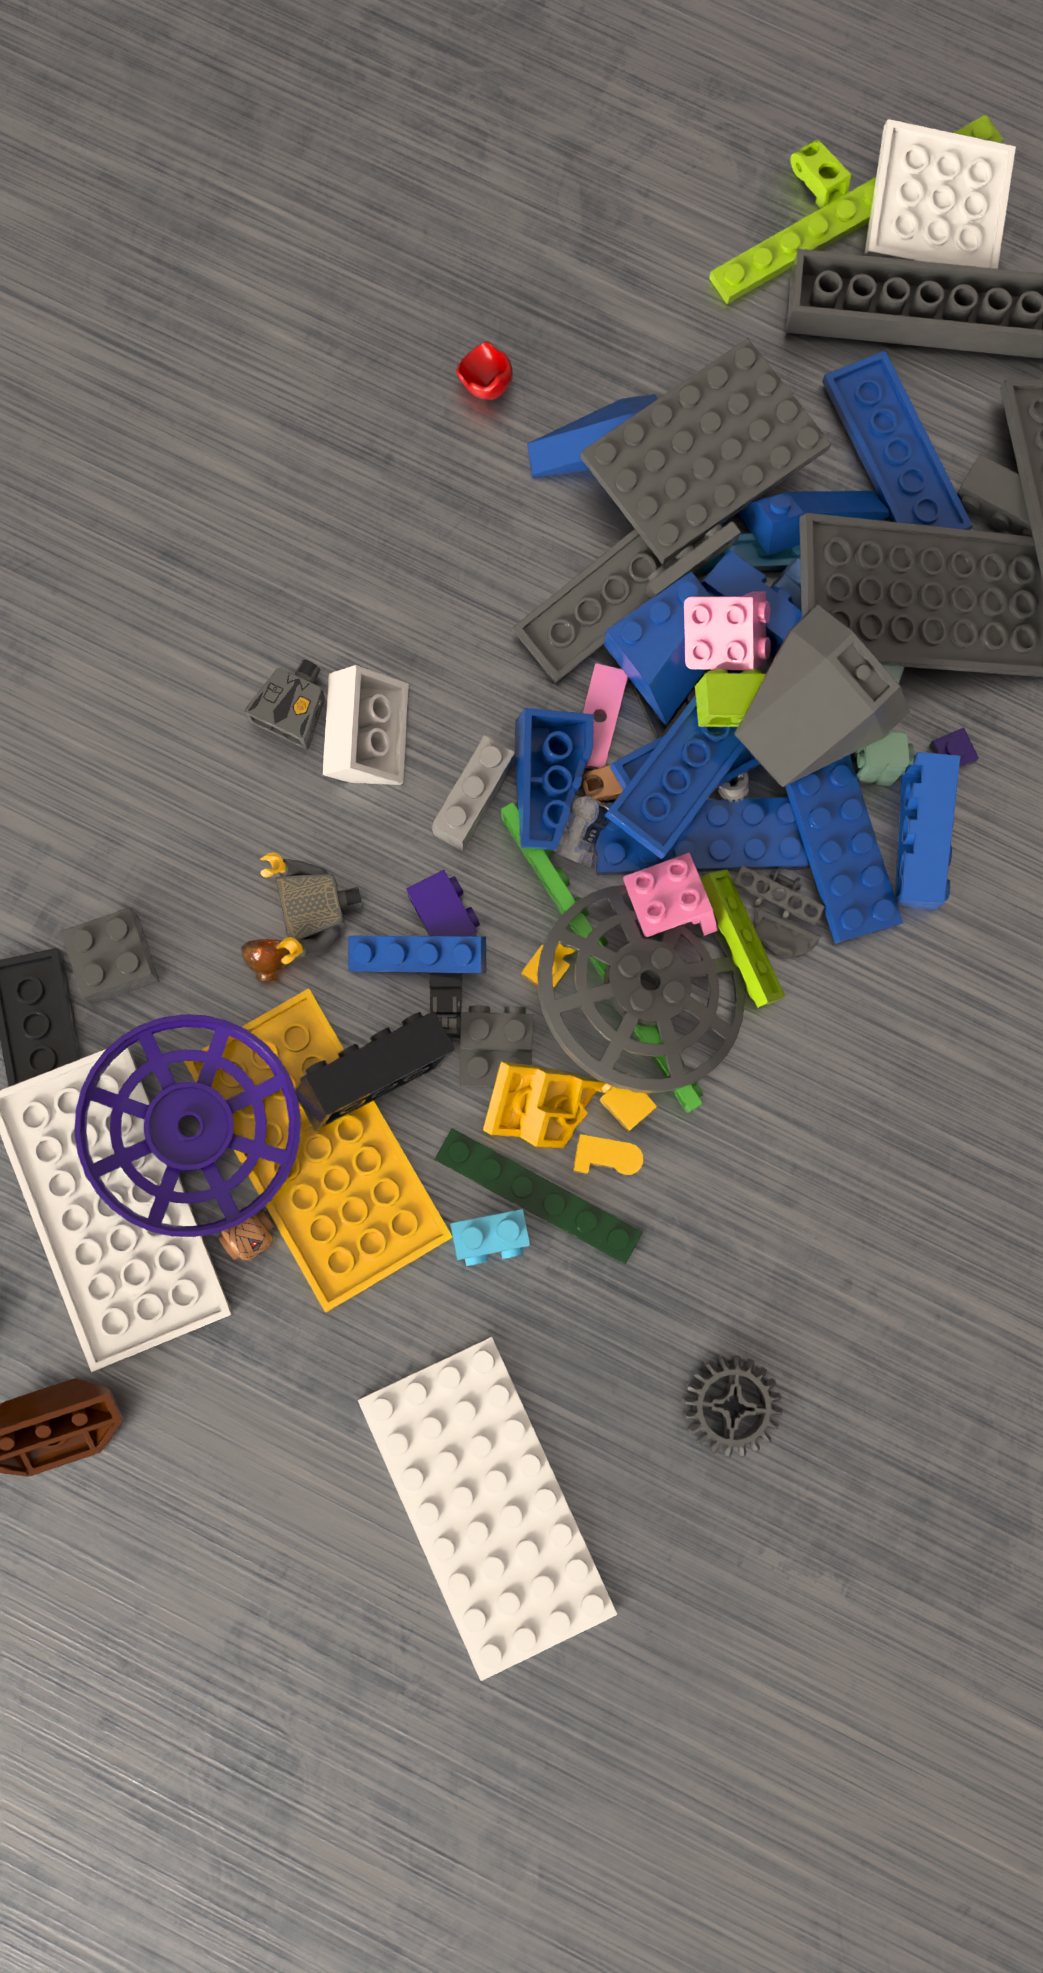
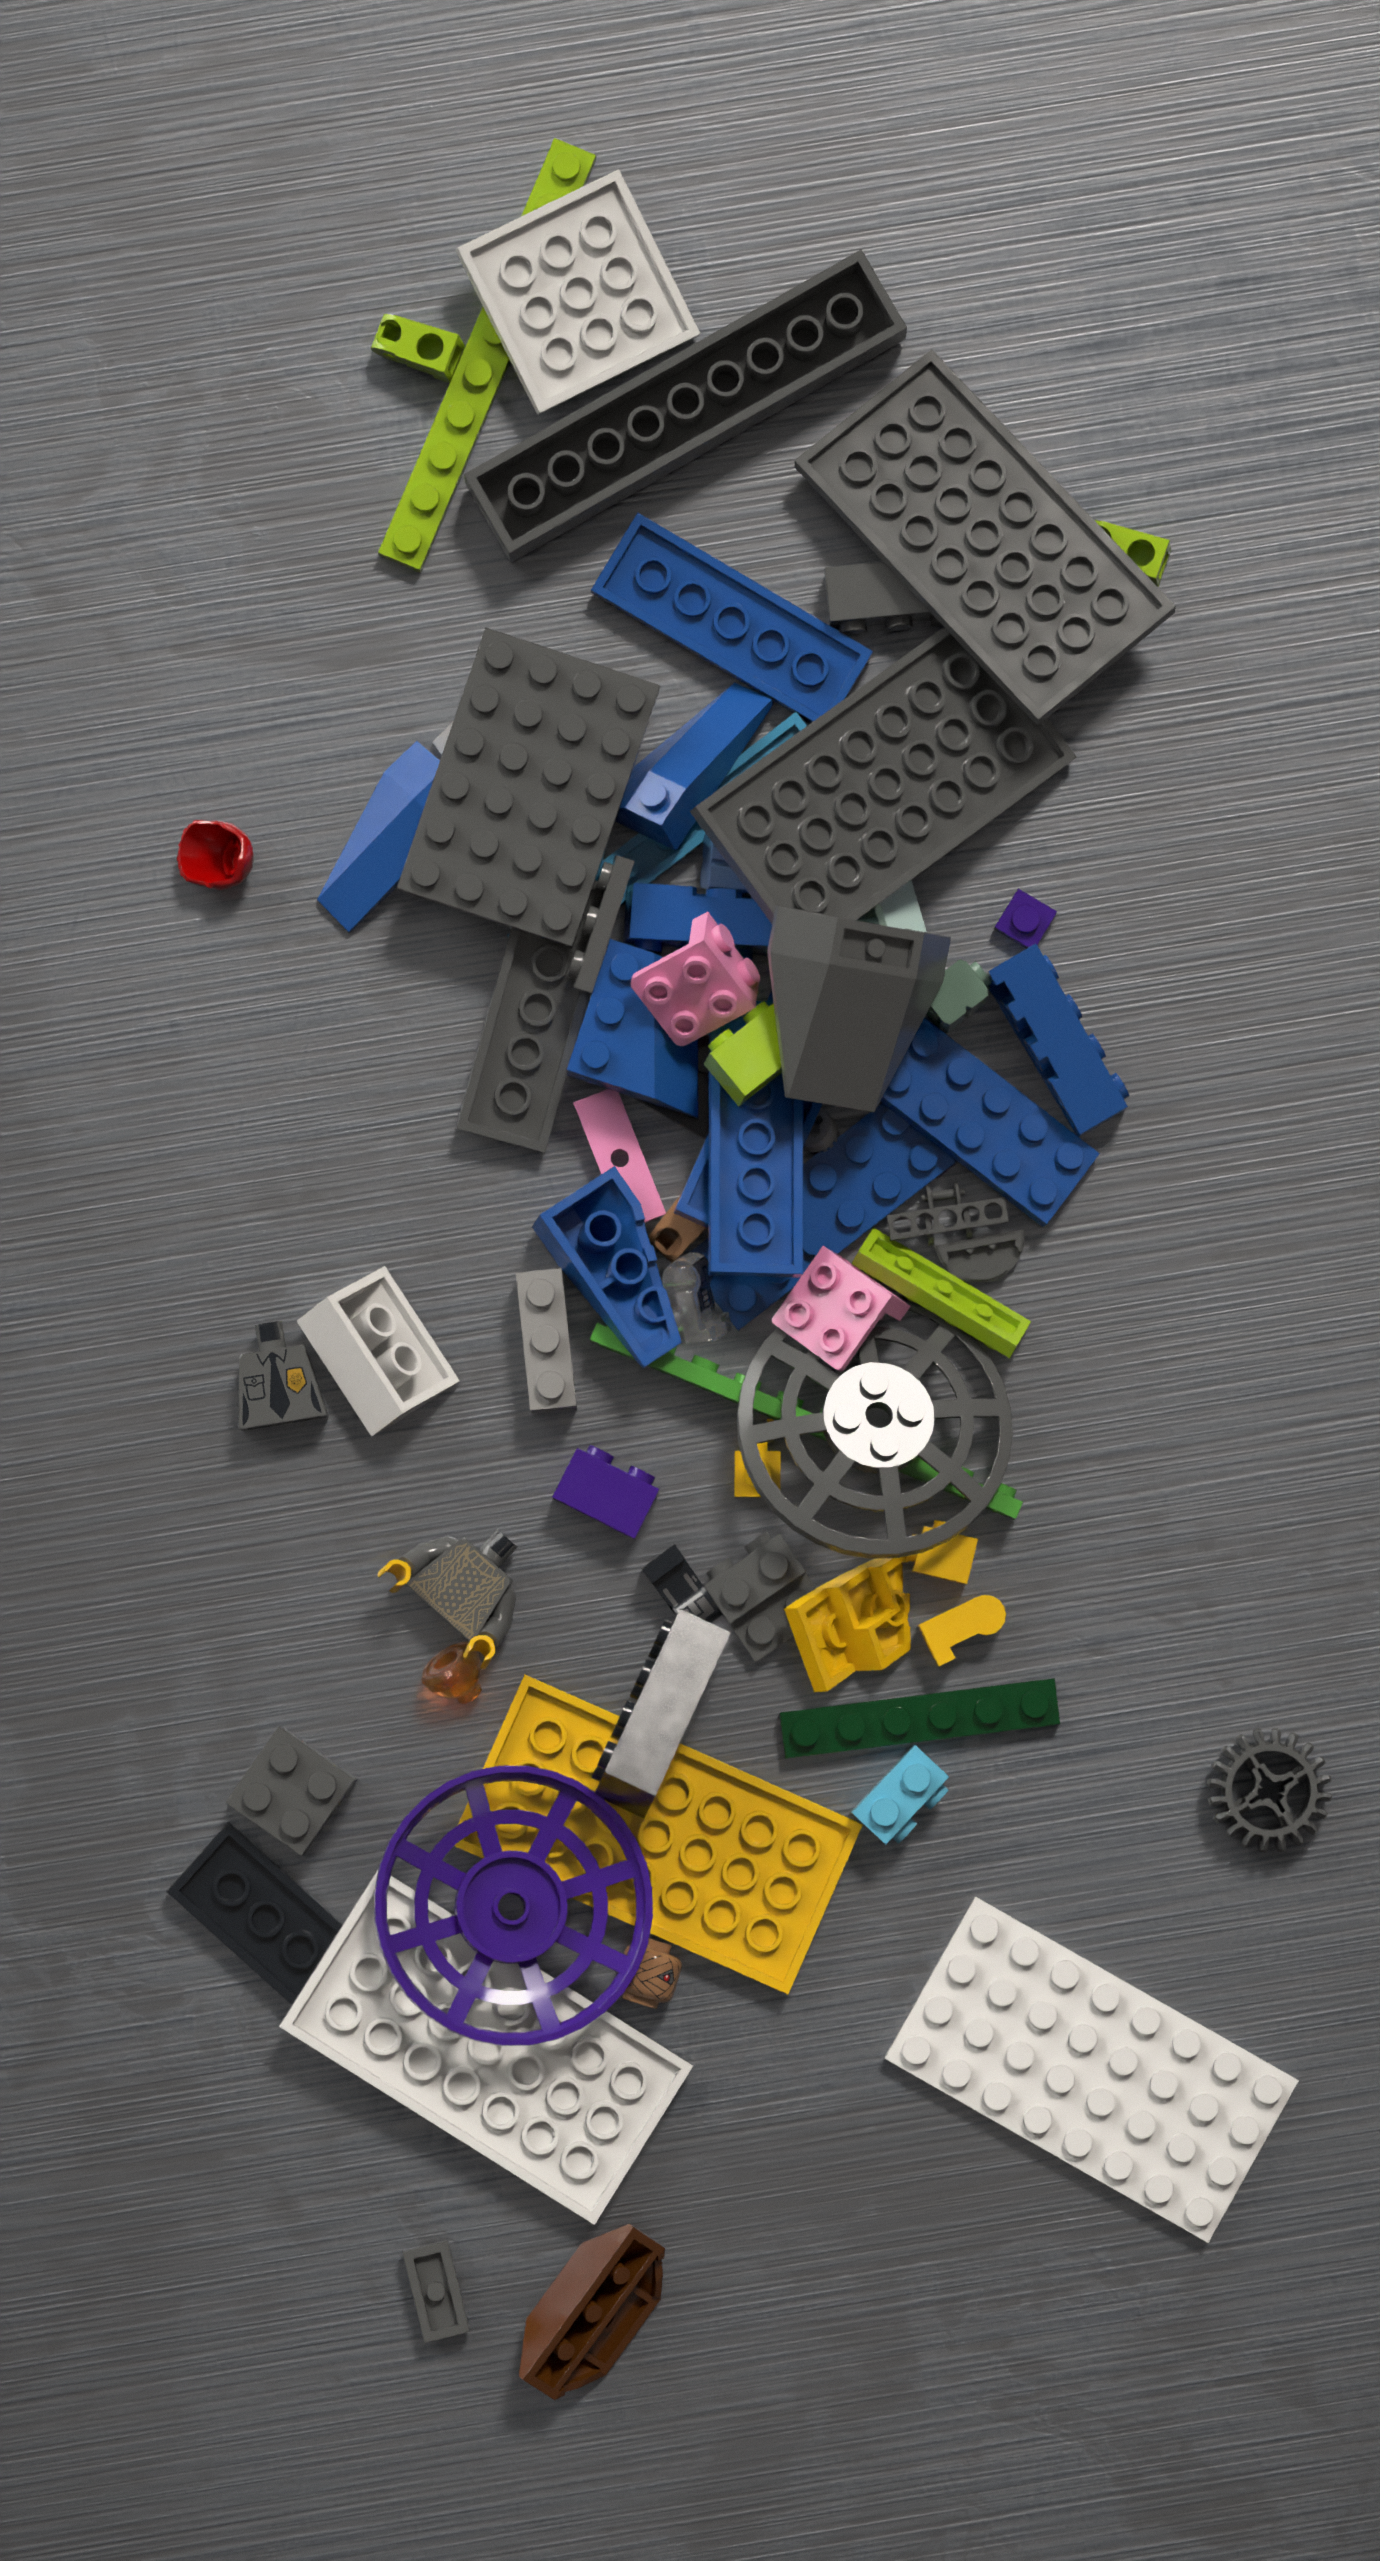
camera: 30 degrees left, 5 degrees up
(417, 954) = (613, 1558): blue plate -> none

